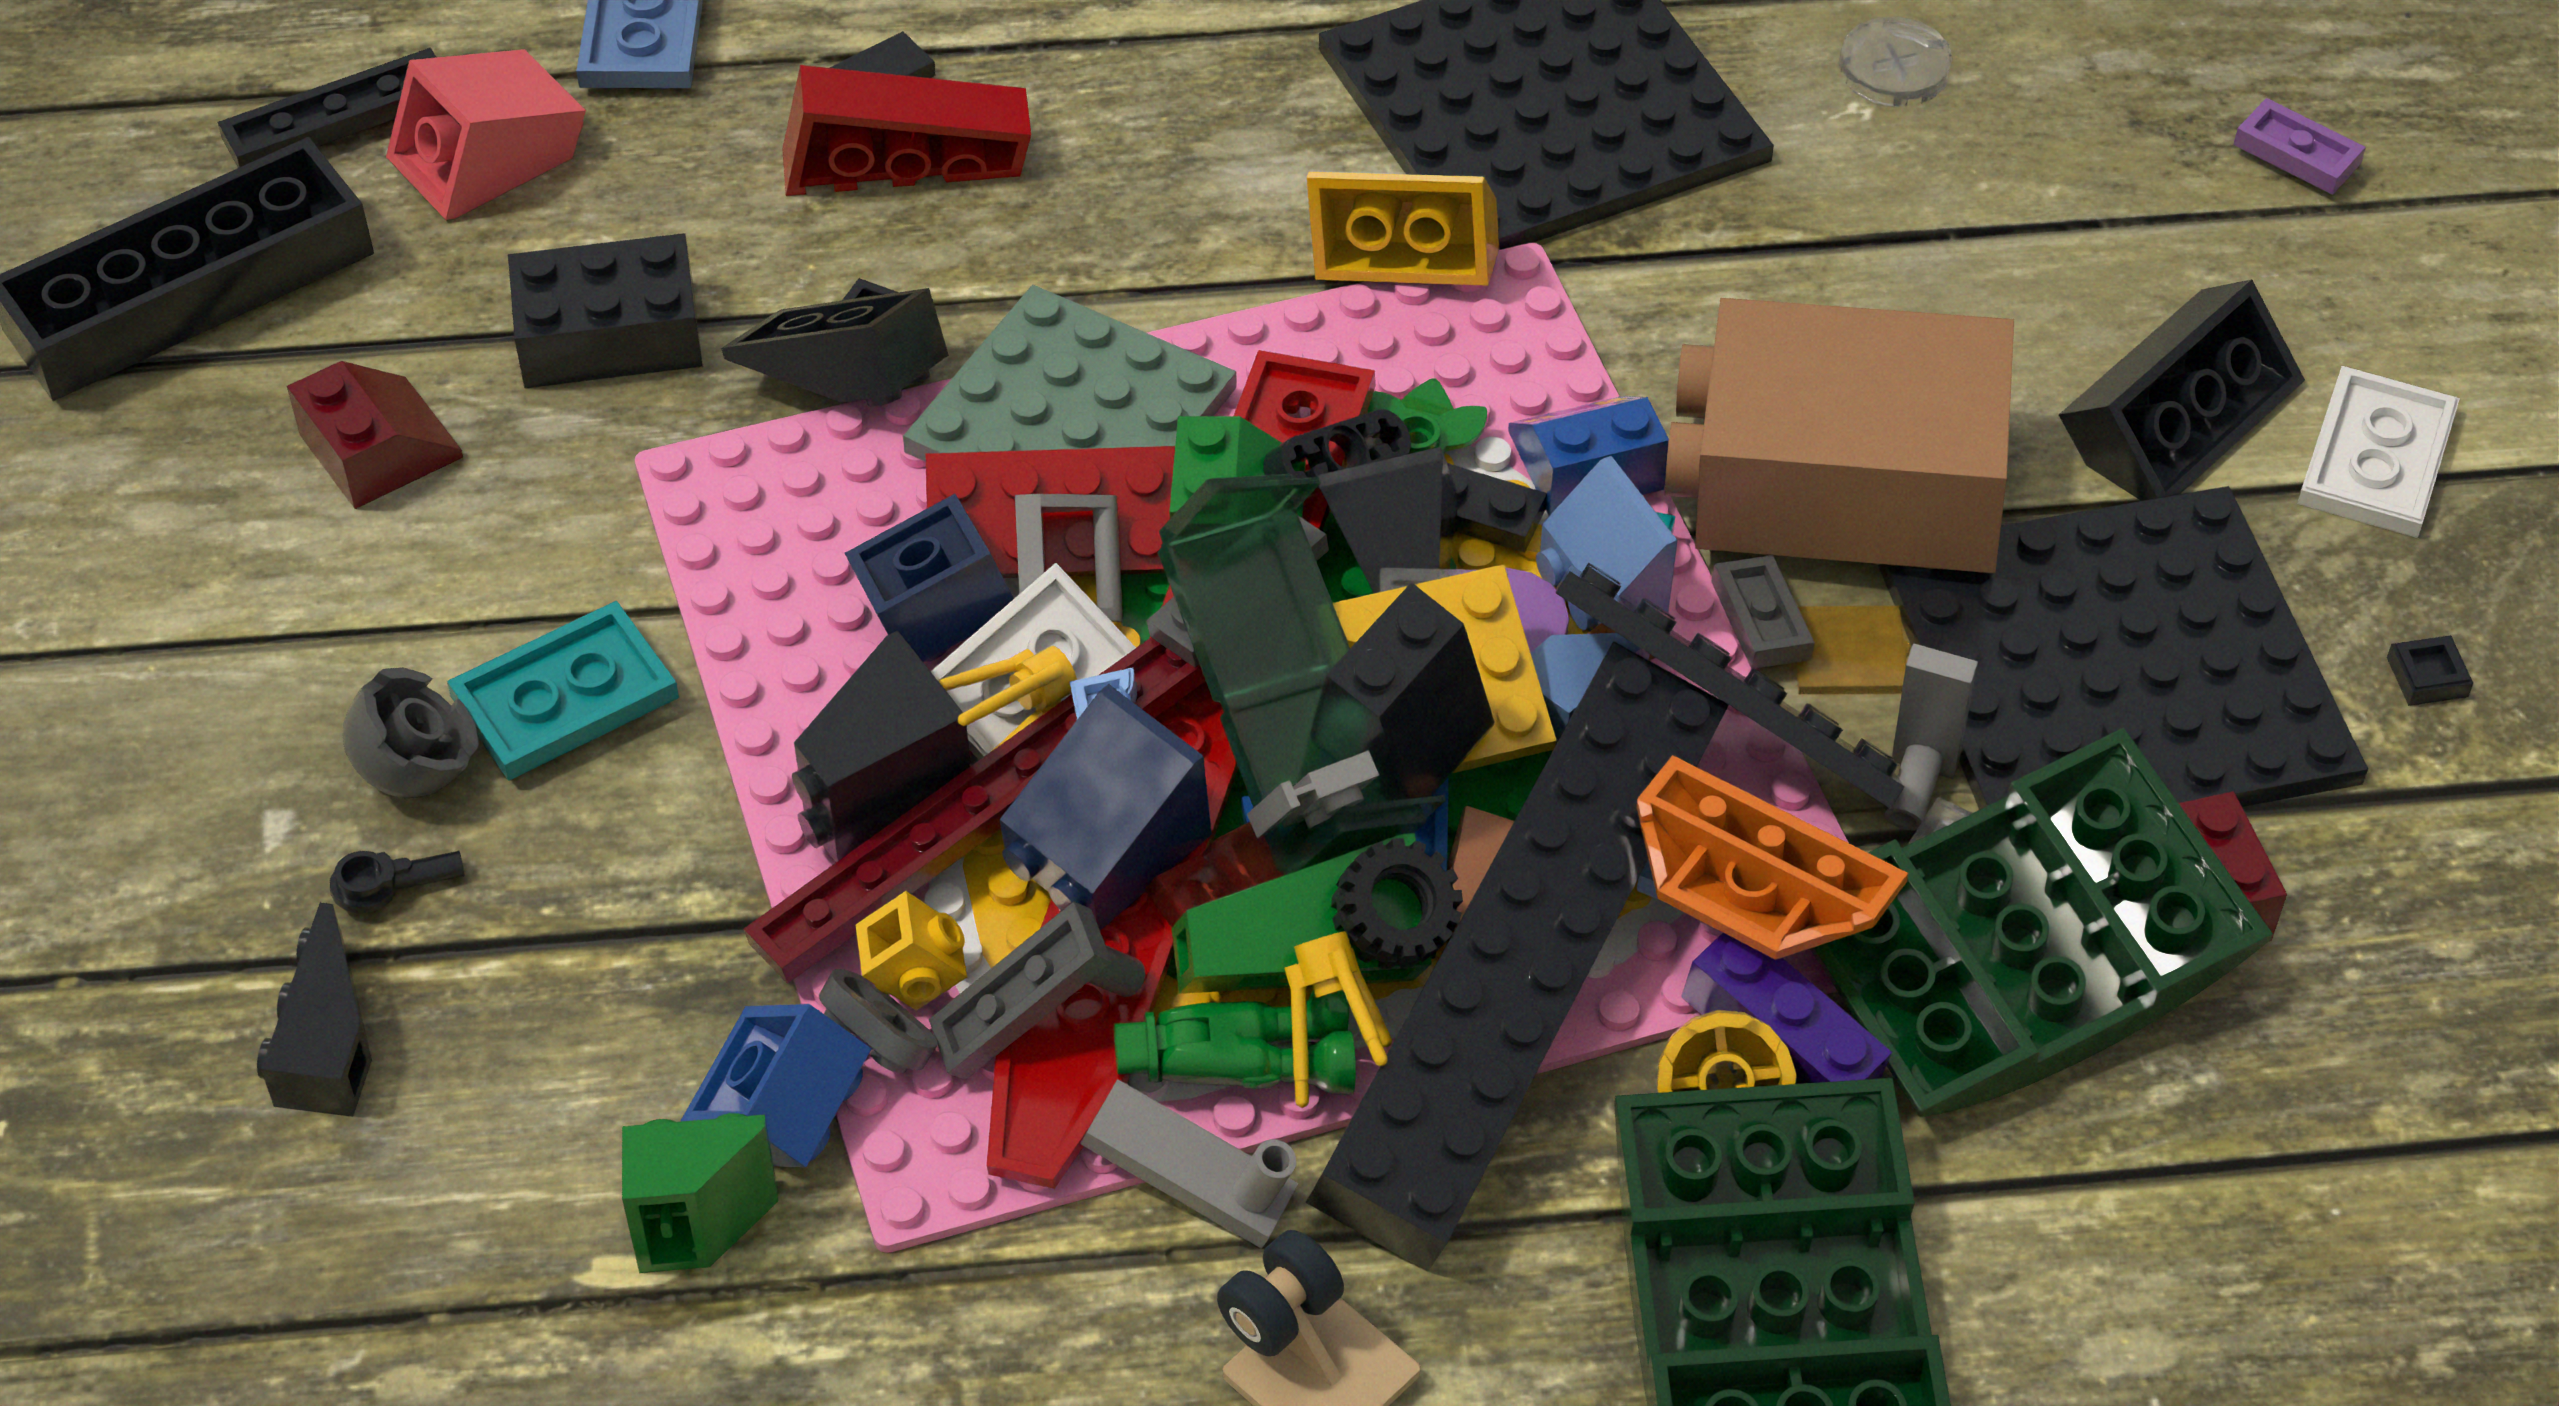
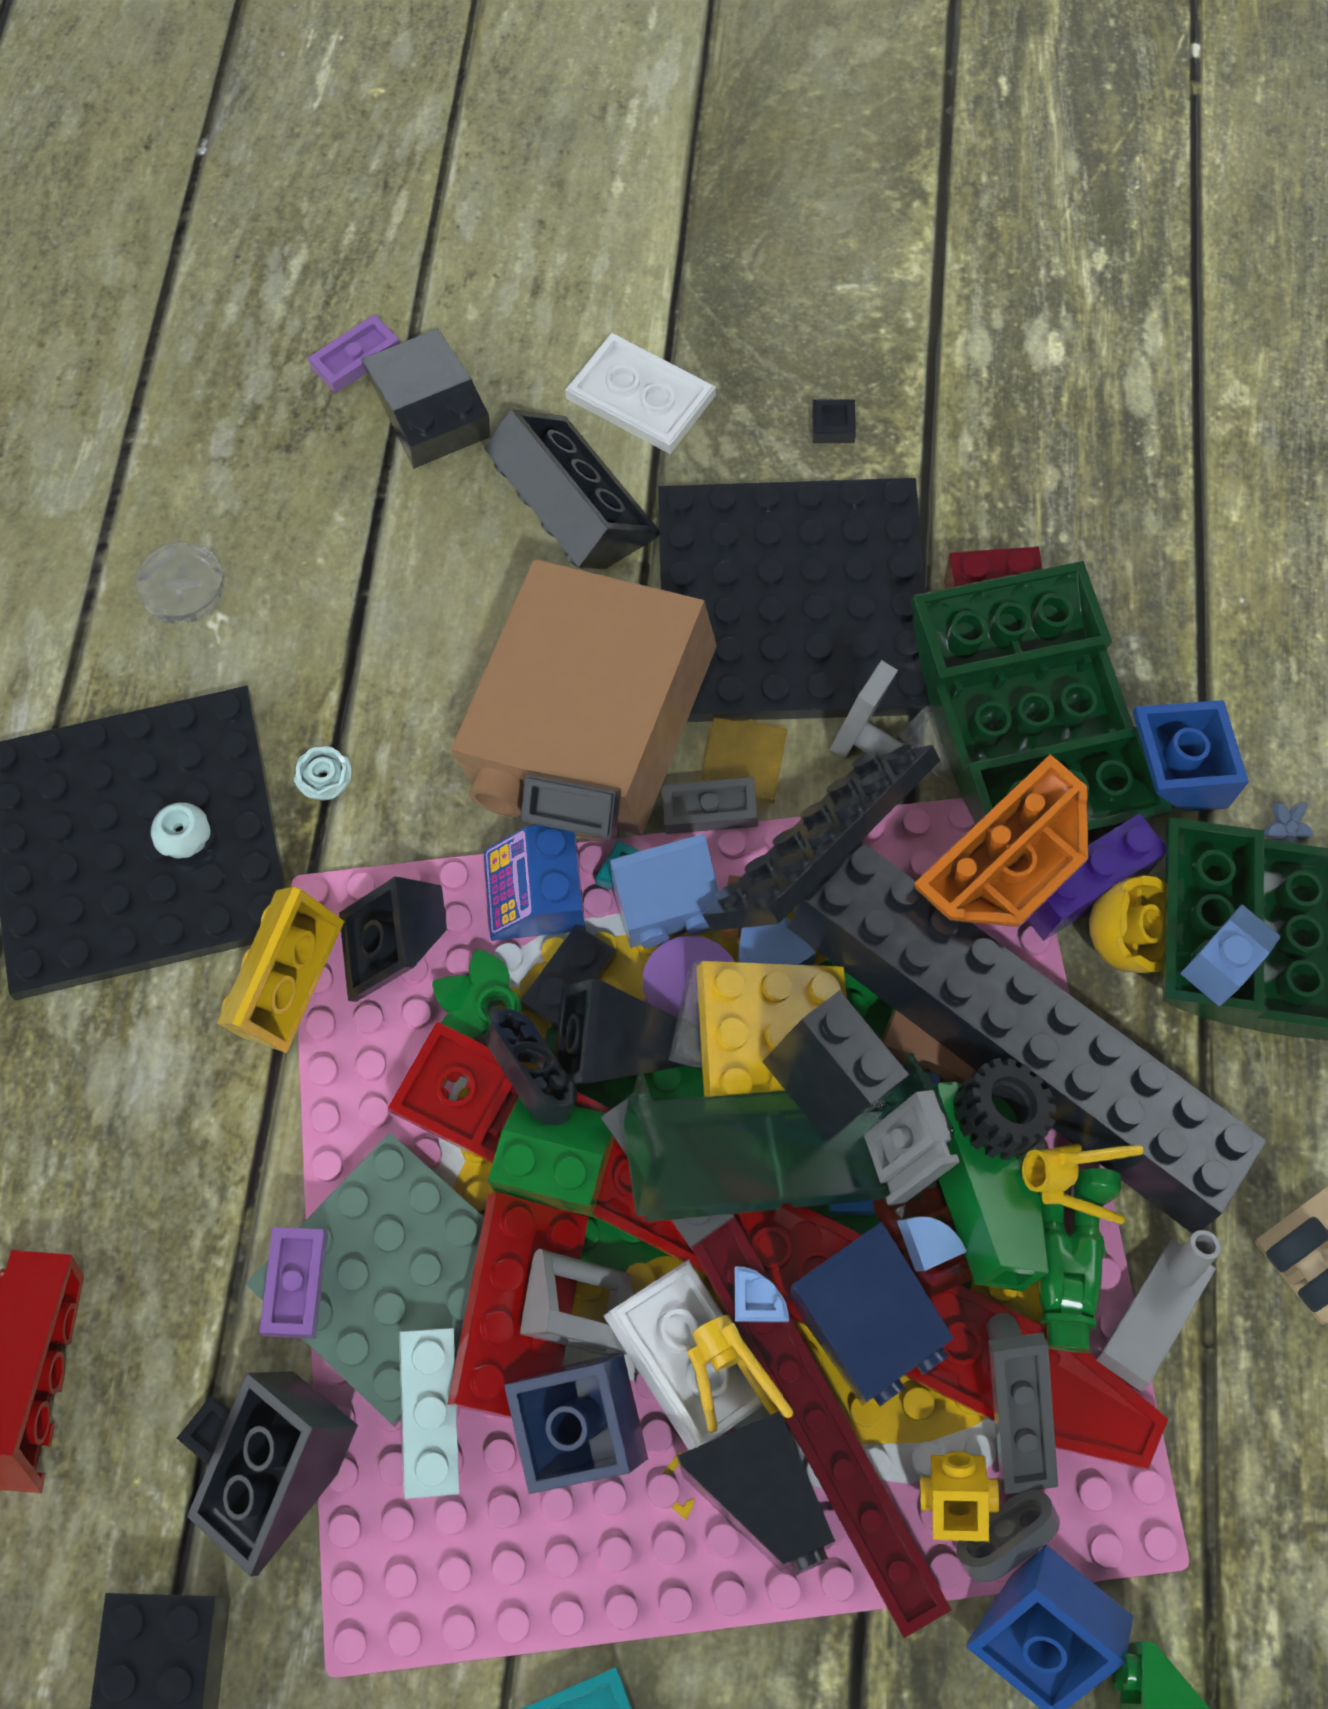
camera: 75 degrees left, 15 degrees up
(896, 462) = (426, 1419): none -> light aqua plate
(1035, 305) = (293, 1283): none -> medium lavender plate
(1211, 863) = (929, 1242): none -> light blue tile
(1485, 325) = (389, 933): none -> black slope
(1554, 114) = (189, 839): none -> light aqua plate
(1677, 413) = (570, 805): none -> black tile
(1679, 236) = (319, 761): none -> light aqua plate
(1700, 1152) = (1231, 955): none -> medium blue slope
(1958, 1278) = (1287, 823): none -> sand blue plant
(2012, 1114) = (1192, 754): none -> blue slope
(2254, 219) = (428, 397): none -> black slope

